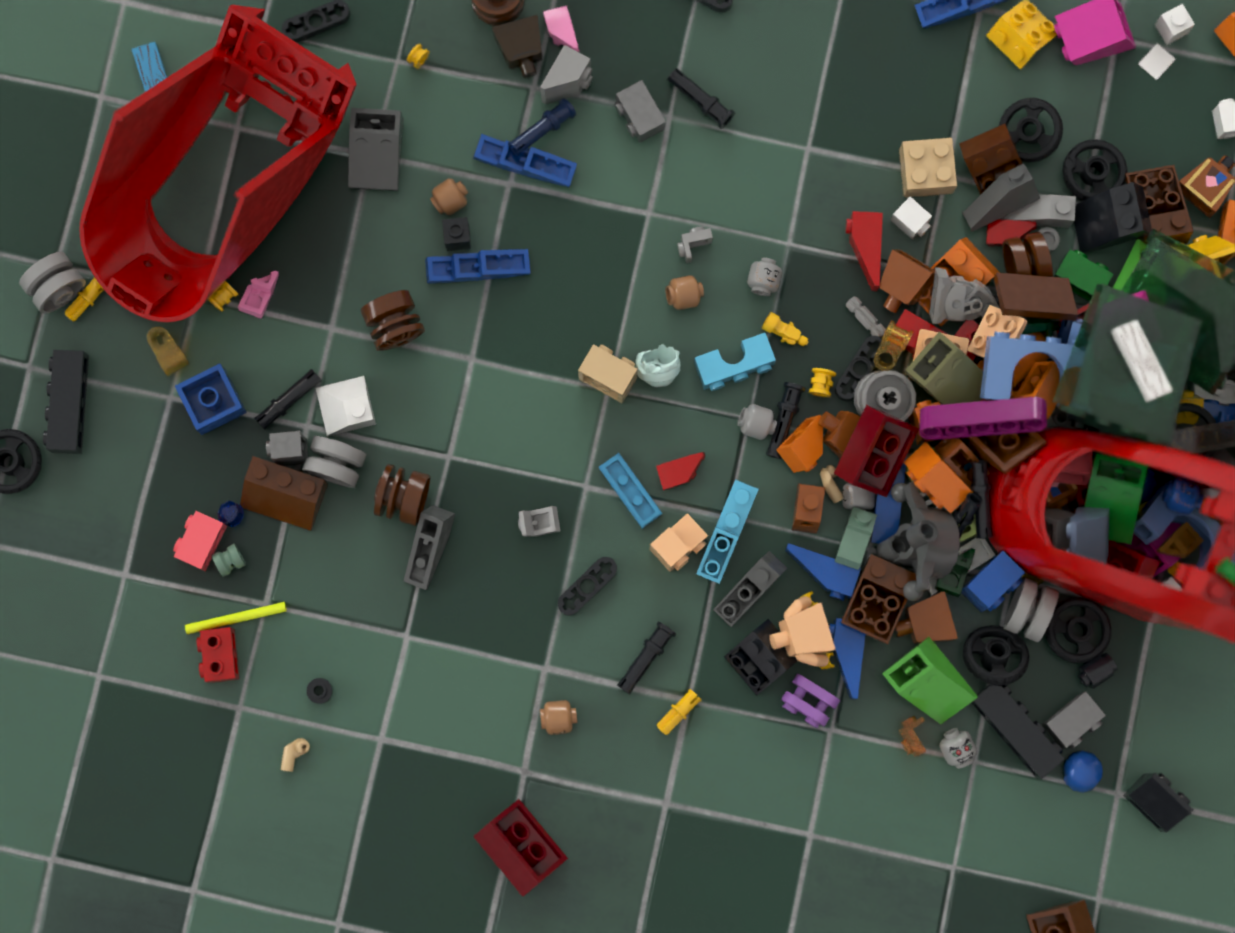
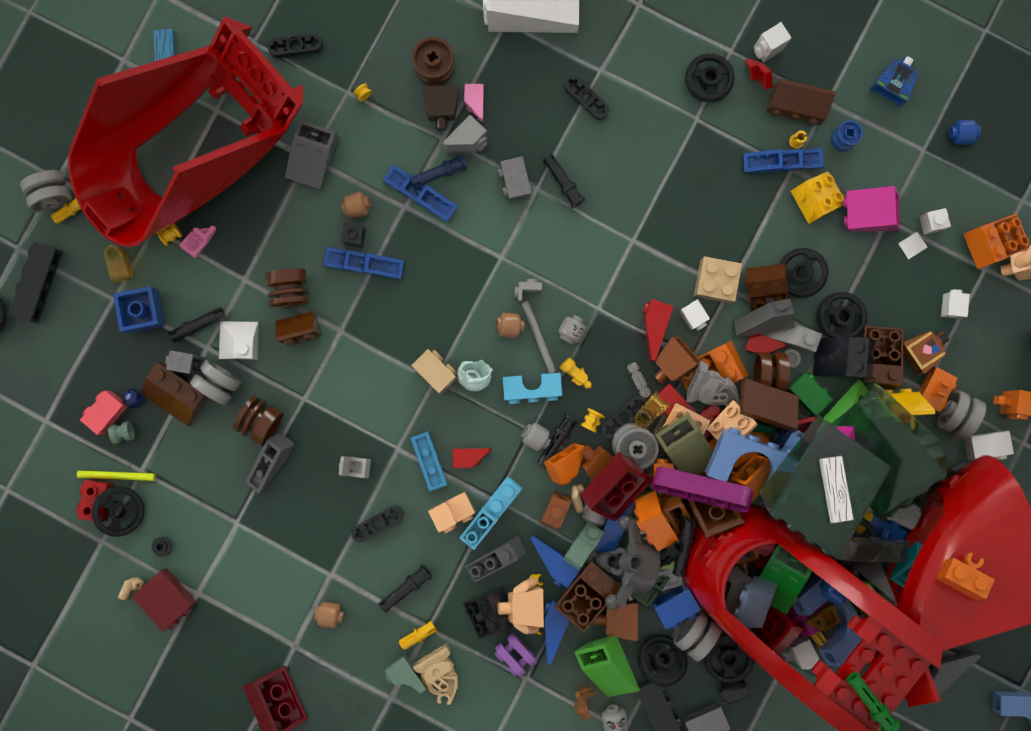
camera: 20 degrees right, 5 degrees up
(271, 646) = (114, 528): none -> black wheel
(343, 756) = (165, 600): none -> dark red brick
(419, 368) = (297, 328): none -> reddish brown slope
(673, 762) = (402, 672): none -> sand green arch
(719, 748) = (438, 671): none -> tan piece
(724, 298) = (538, 336): none -> light grey piece

